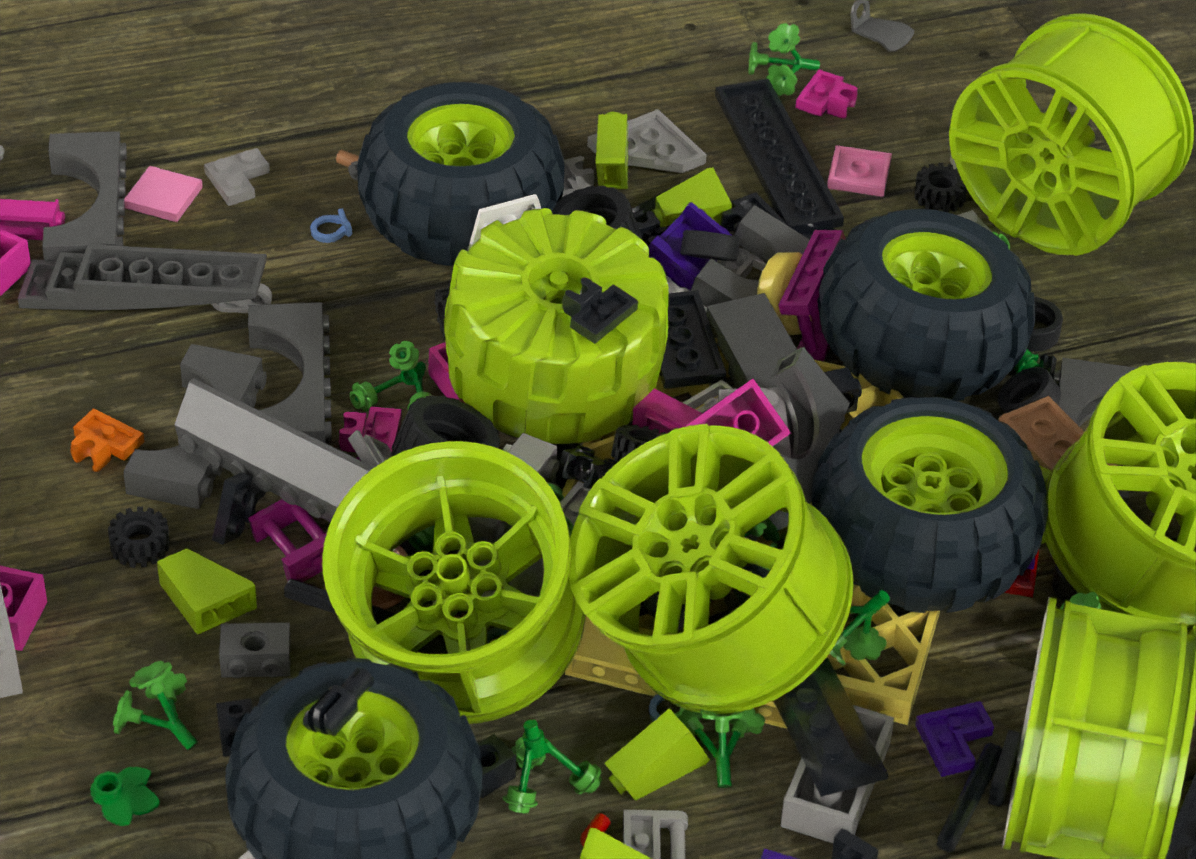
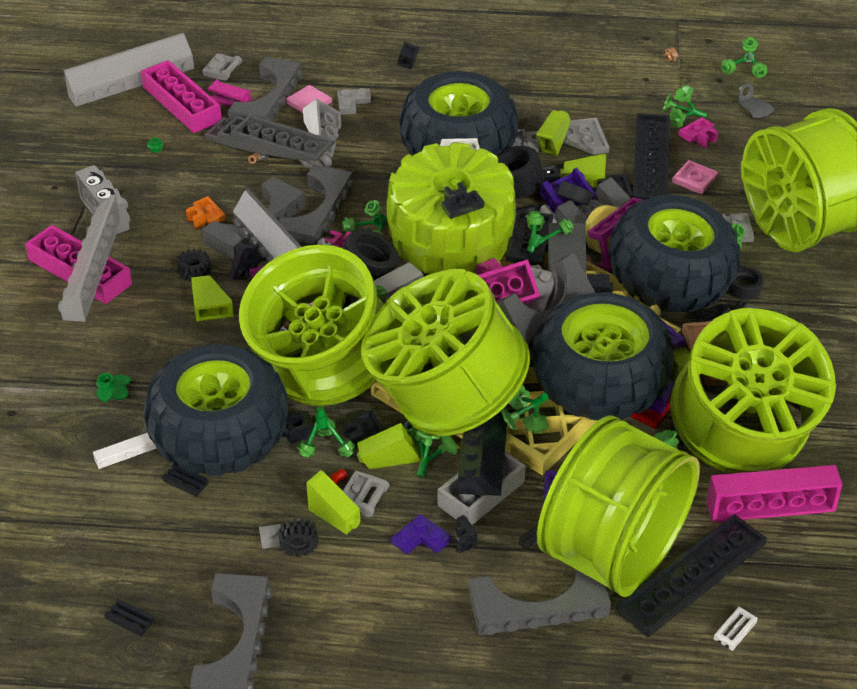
camera: 25 degrees right, 0 degrees up
(133, 317) = (257, 157): none -> medium nougat arm
(164, 686) = (159, 339): bright green plant -> none
(210, 222) = (322, 121): none -> light grey wedge
(255, 650) = (216, 332): dark grey brick -> none
(294, 75) = (408, 55): none -> black brick
(338, 704) = (211, 364): black arm -> none
(345, 229) = (389, 141): medium blue piece -> none
(594, 734) = (363, 427): none -> black plate
(695, 306) = (535, 223): none -> plant
(940, 188) = (734, 197): black tyre -> none
(1028, 360) = (728, 300): green plate -> none

